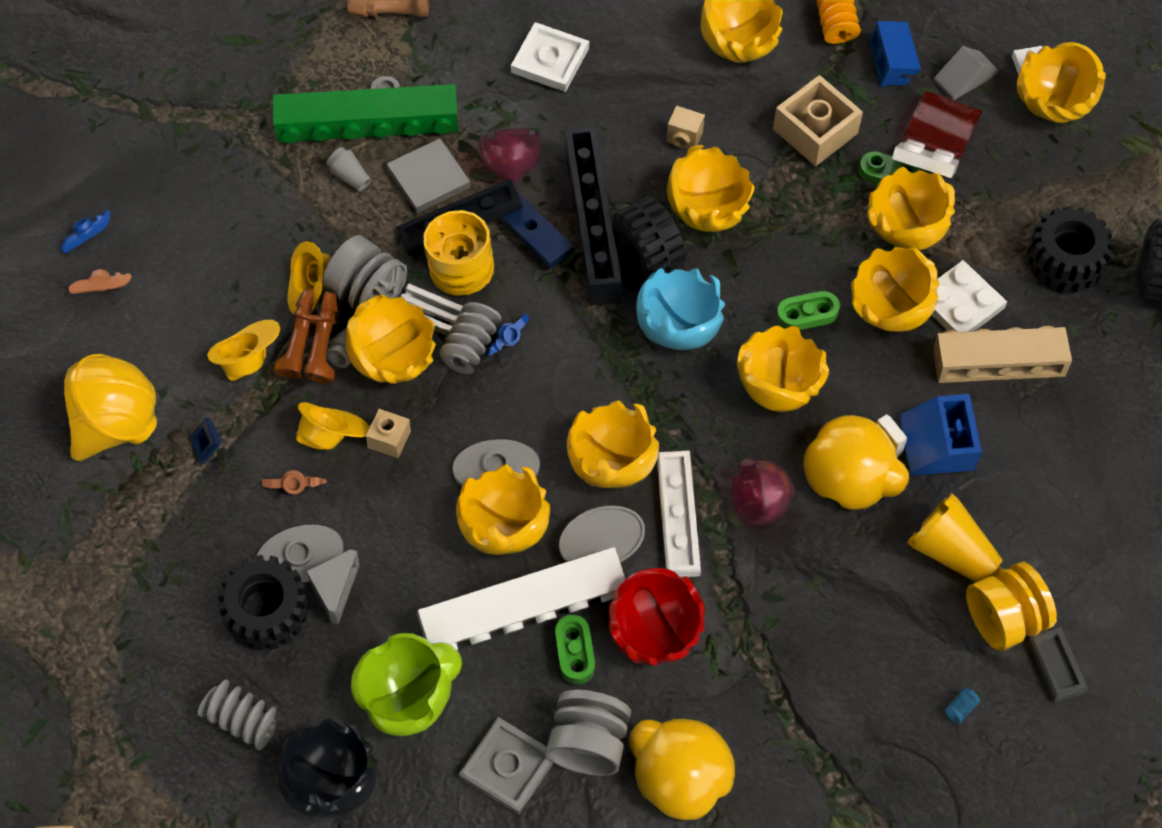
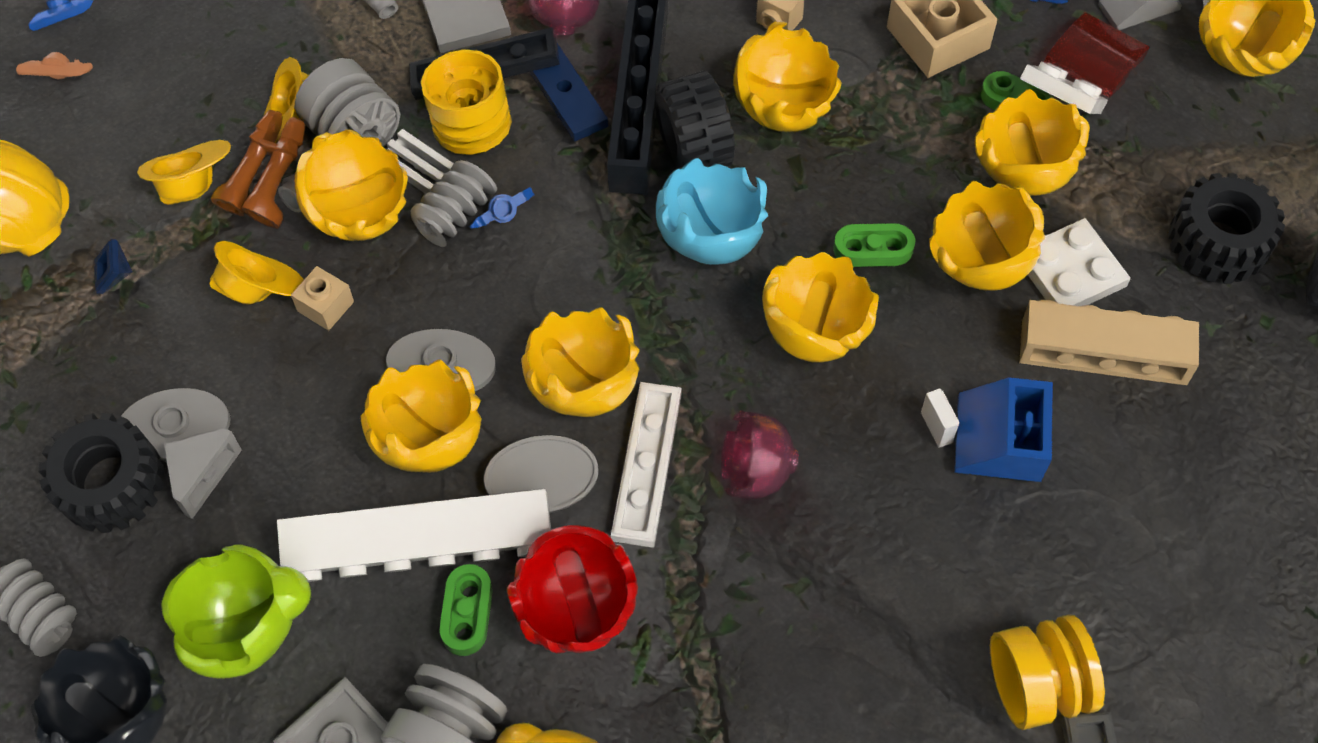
camera: 15 degrees right, 0 degrees up
(293, 482) = (194, 335): nougat piece -> none
(854, 463) = (884, 443): yellow piece -> none
(957, 541) = (994, 571): yellow cone -> none

